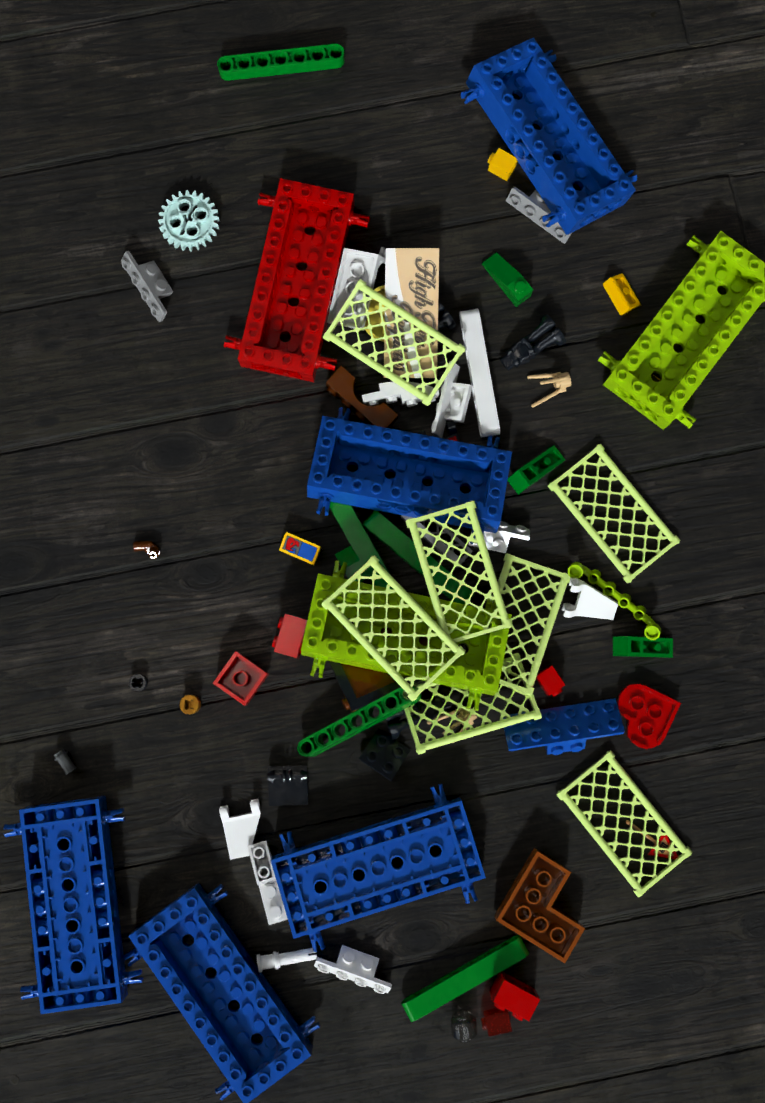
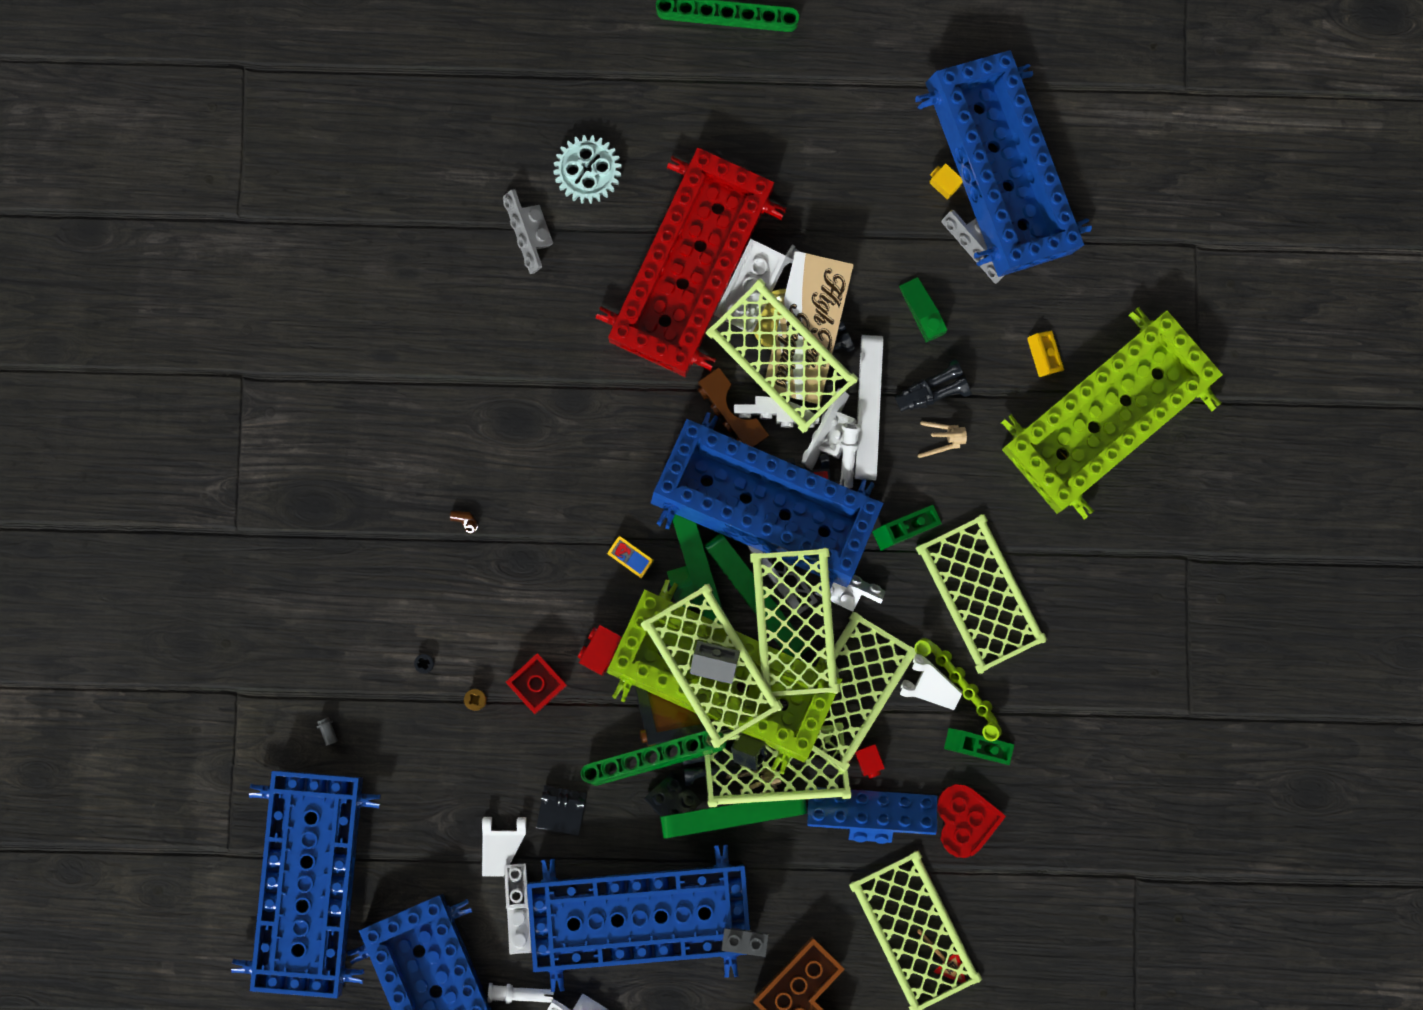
camera: 10 degrees right, 0 degrees up
(395, 624) = (714, 662): none -> panel
(436, 759) = (729, 816): none -> green beam
(443, 697) = (749, 751): none -> brick
(470, 408) = (849, 446): none -> white pin
(477, 869) = (744, 941): none -> dark grey brick

